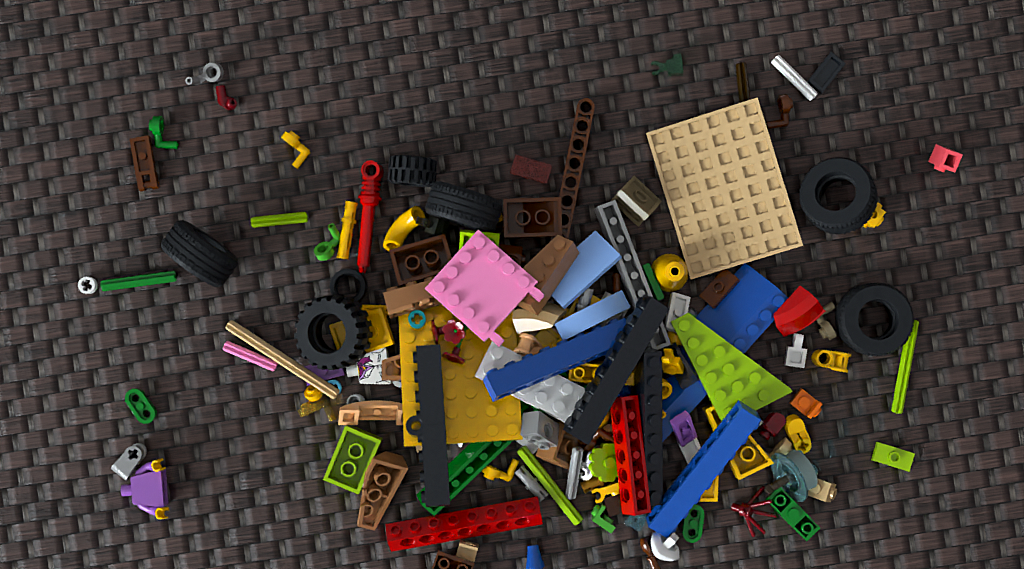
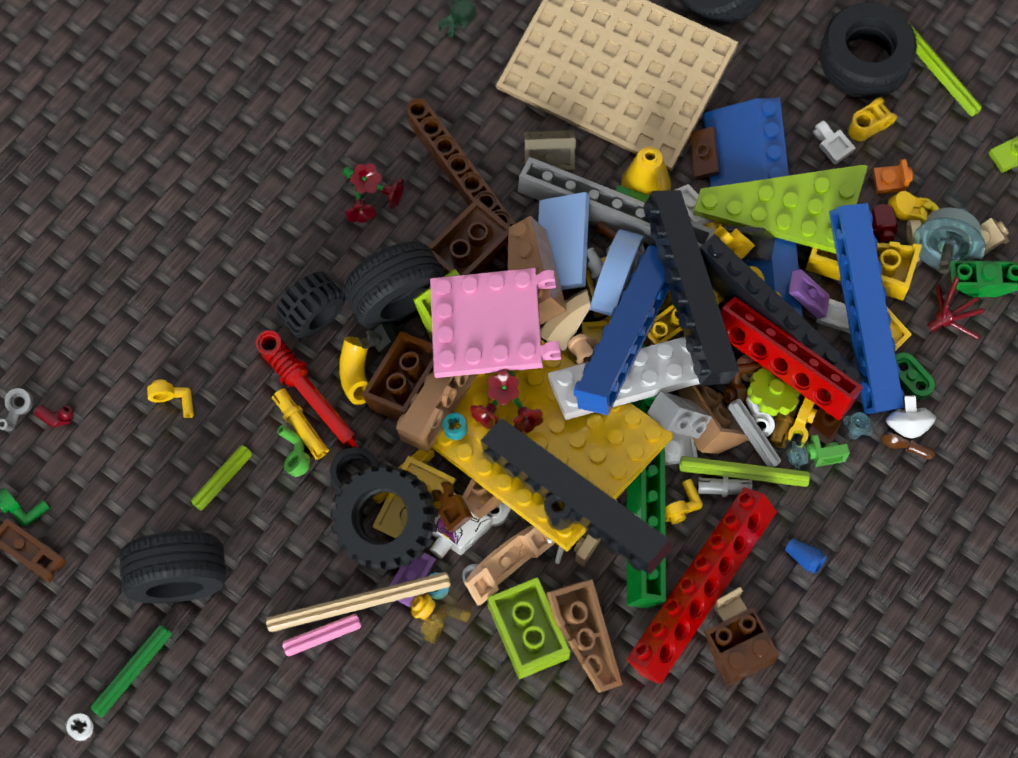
camera: 45 degrees left, 20 degrees down
(373, 362) = (454, 509): none -> reddish brown plate
(511, 126) = (367, 180): none -> dark red plant
(531, 169) = (422, 211): clear red plate -> none
(586, 505) = (797, 455): none -> clear light blue plate
(797, 312) = (796, 100): red slope -> none
(825, 328) = (836, 98): dark tan plate -> none

